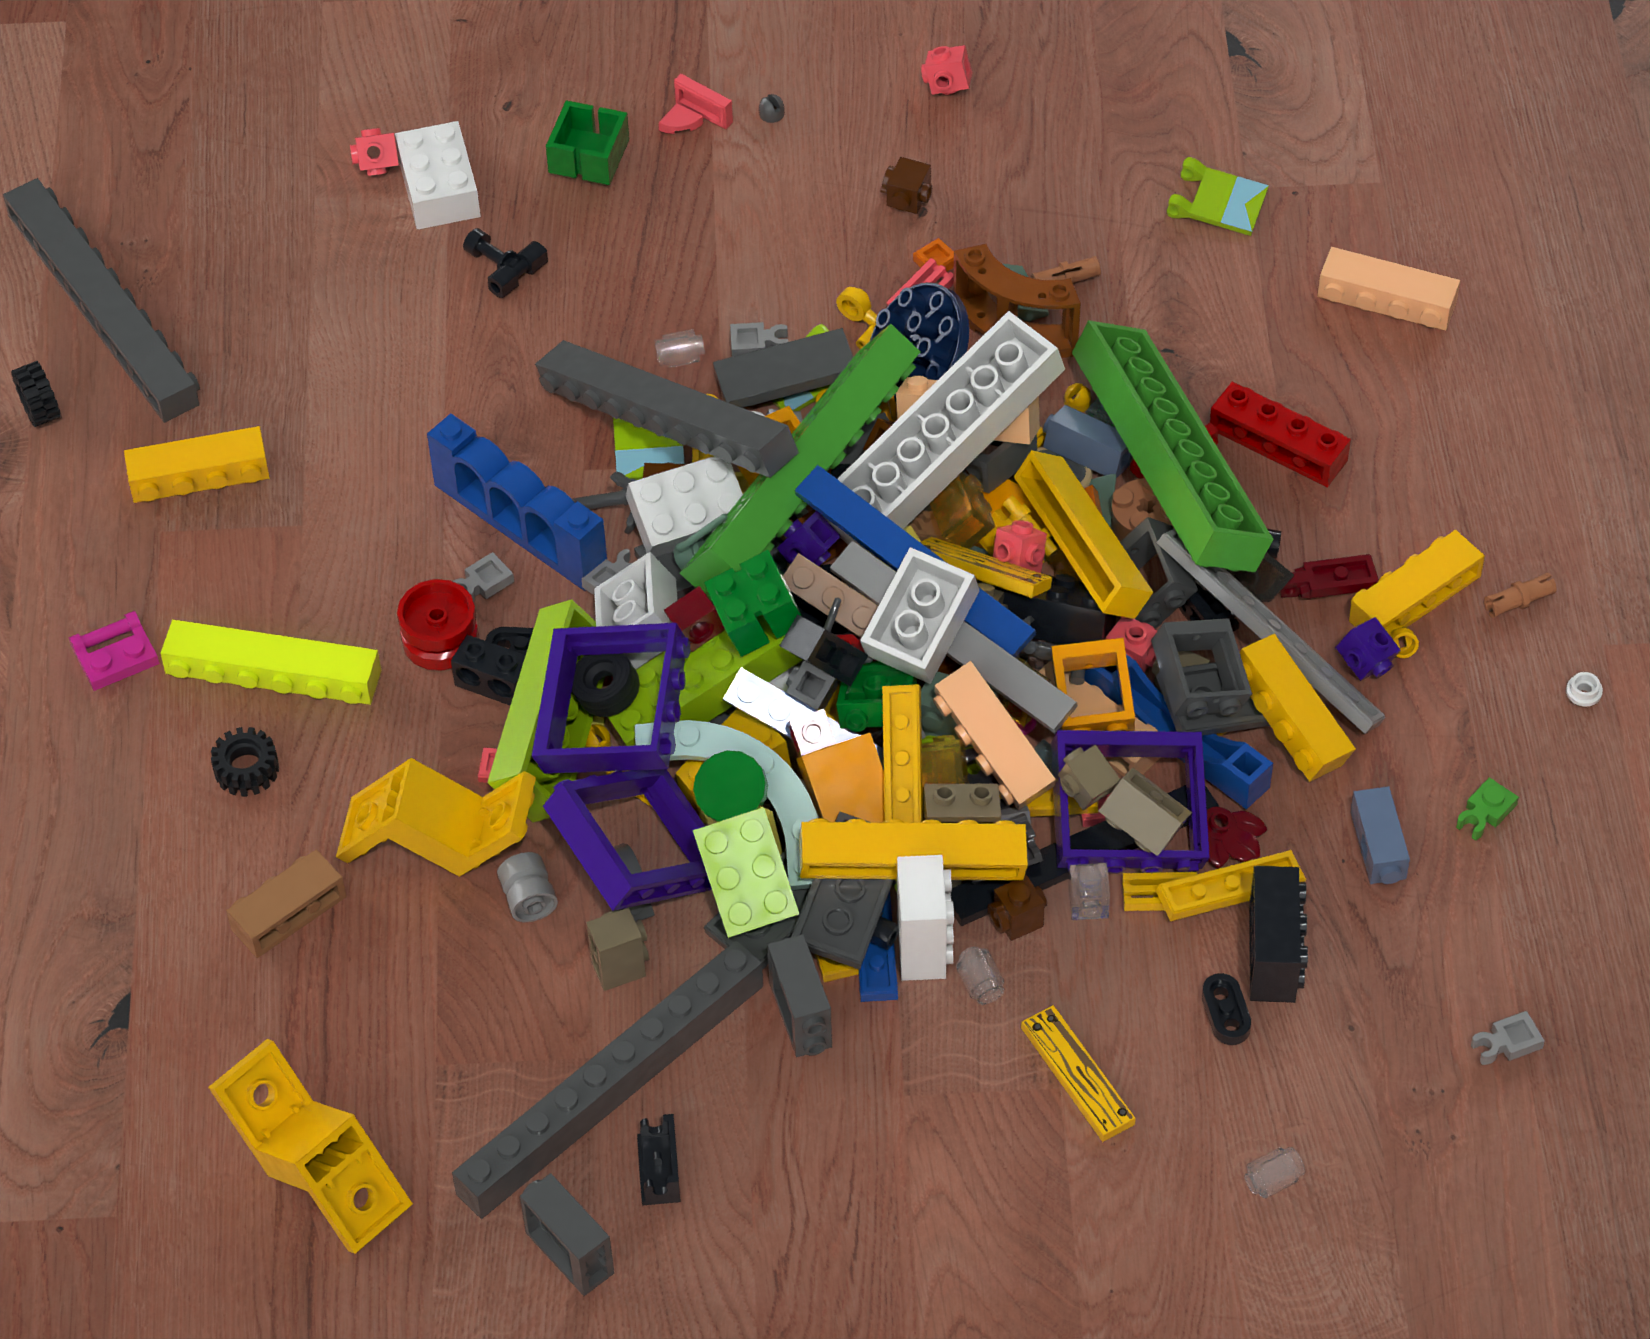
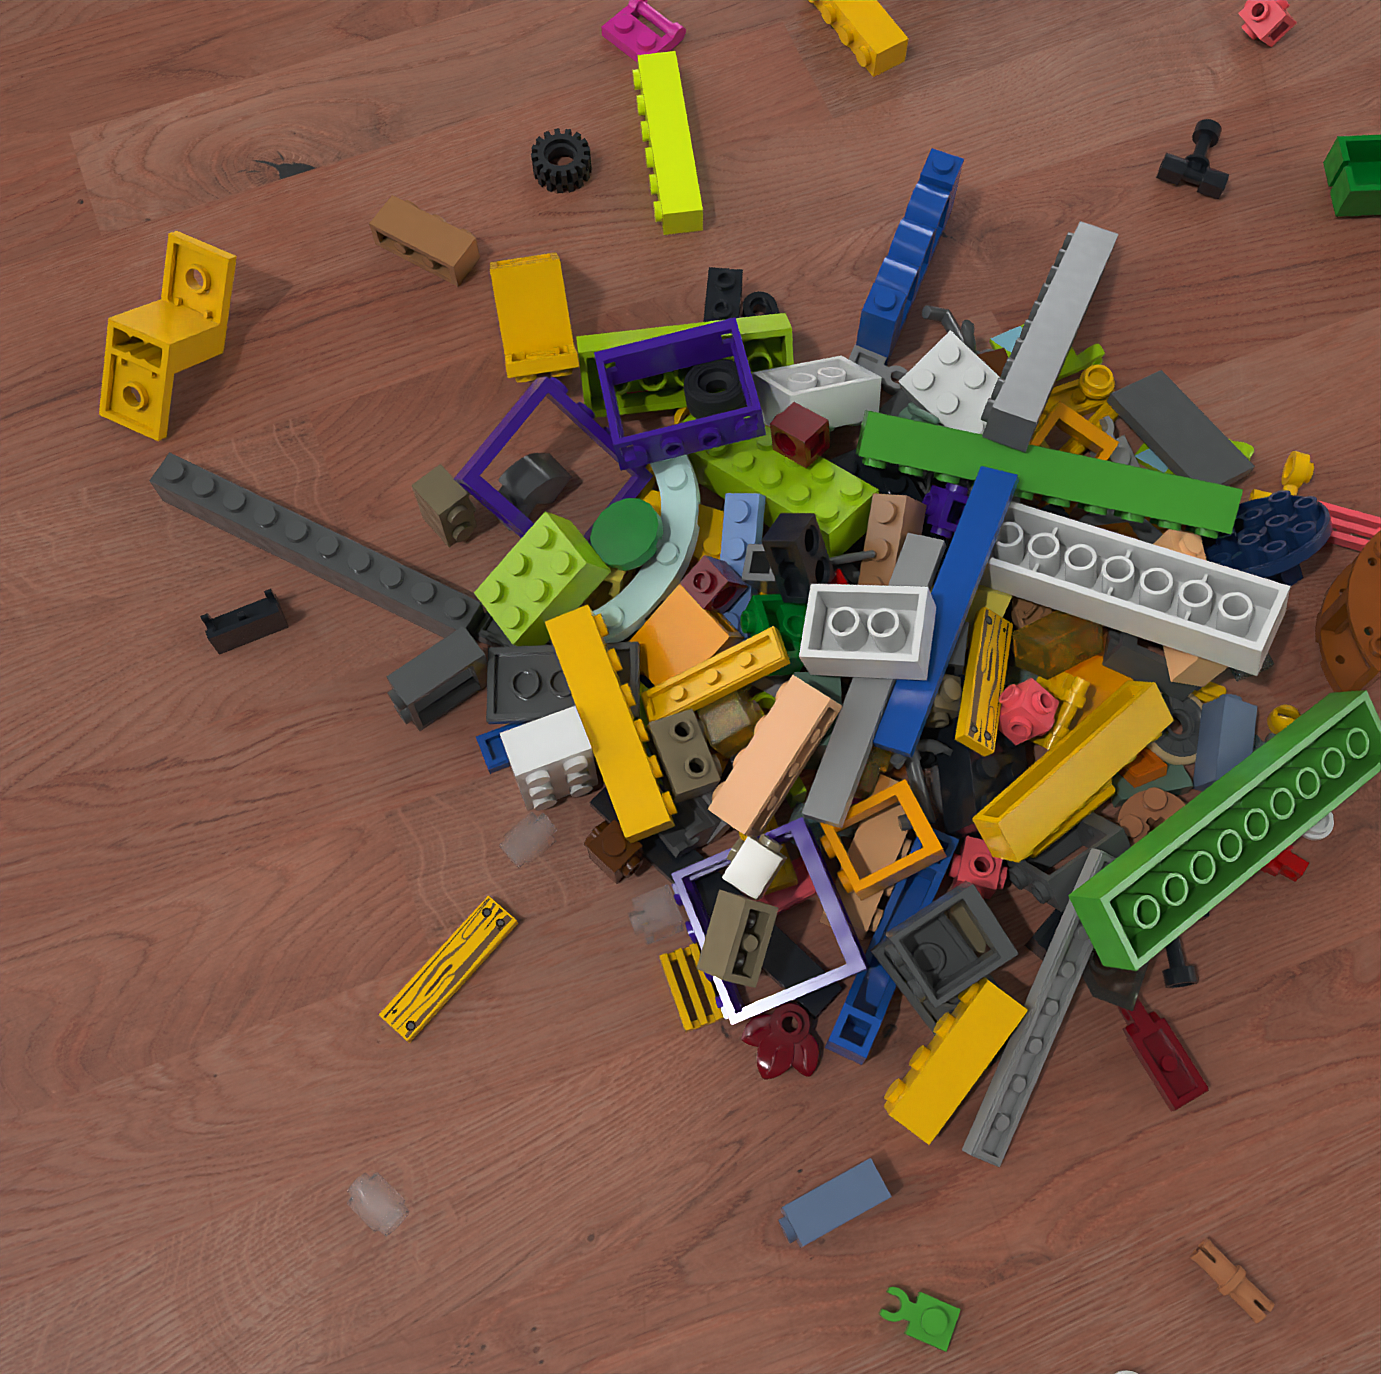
camera: 70 degrees right, 15 degrees up
(435, 622) = (757, 241): red wheel -> none
(437, 175) = (1267, 73): white brick -> none
(486, 577) = (825, 271): light grey plate -> none
(527, 887) = (486, 415): light grey wheel -> none
(567, 1234) = (133, 564): dark grey window -> none
(679, 348) = (1163, 336): clear brick -> none
(748, 594) = (826, 474): green piece -> none
(753, 337) = (1209, 396): light grey plate -> none
(1217, 887) = (717, 1059): yellow tile -> none
(1228, 1011) = (564, 1097): black plate -> none
(1277, 934) = (656, 1123): black brick -> none
(1280, 434) = (1333, 943): red brick -> none
(1368, 649) = (1073, 1124): dark purple brick -> none
(1410, 641) = (1100, 1165): yellow hinge -> none
(1419, 584) = (1188, 1155): yellow brick -> none

